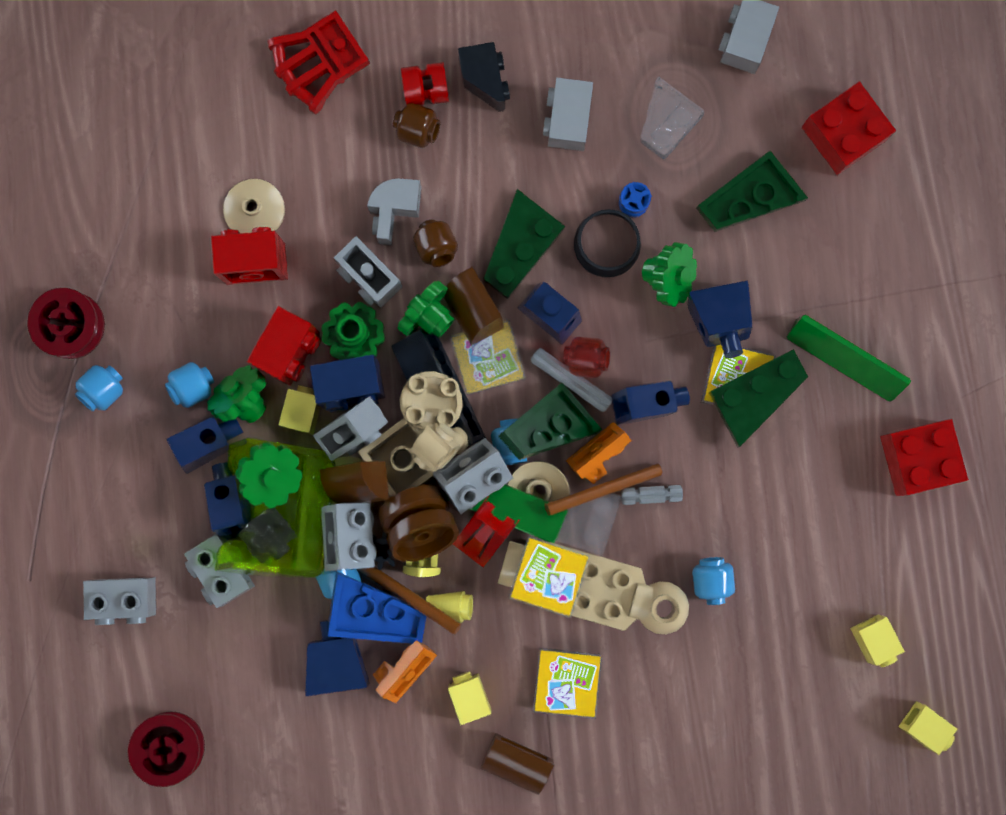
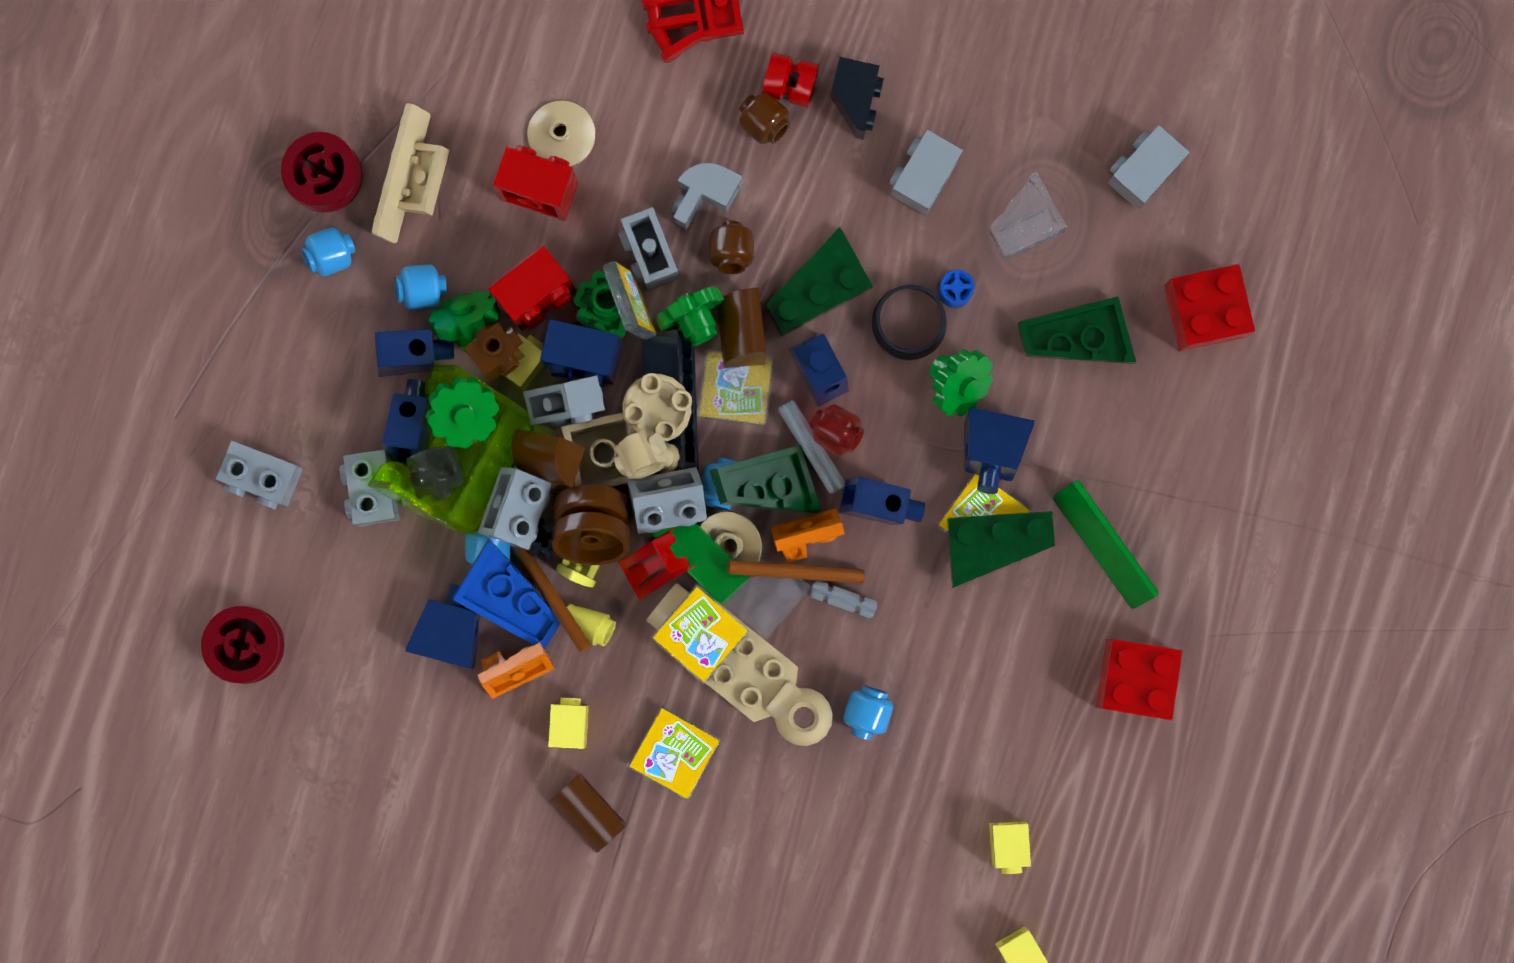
camera: 25 degrees right, 0 degrees up
(143, 295) = (412, 175): none -> tan bracket
(272, 420) = (495, 350): none -> reddish brown brick
(369, 321) = (629, 300): none -> tile

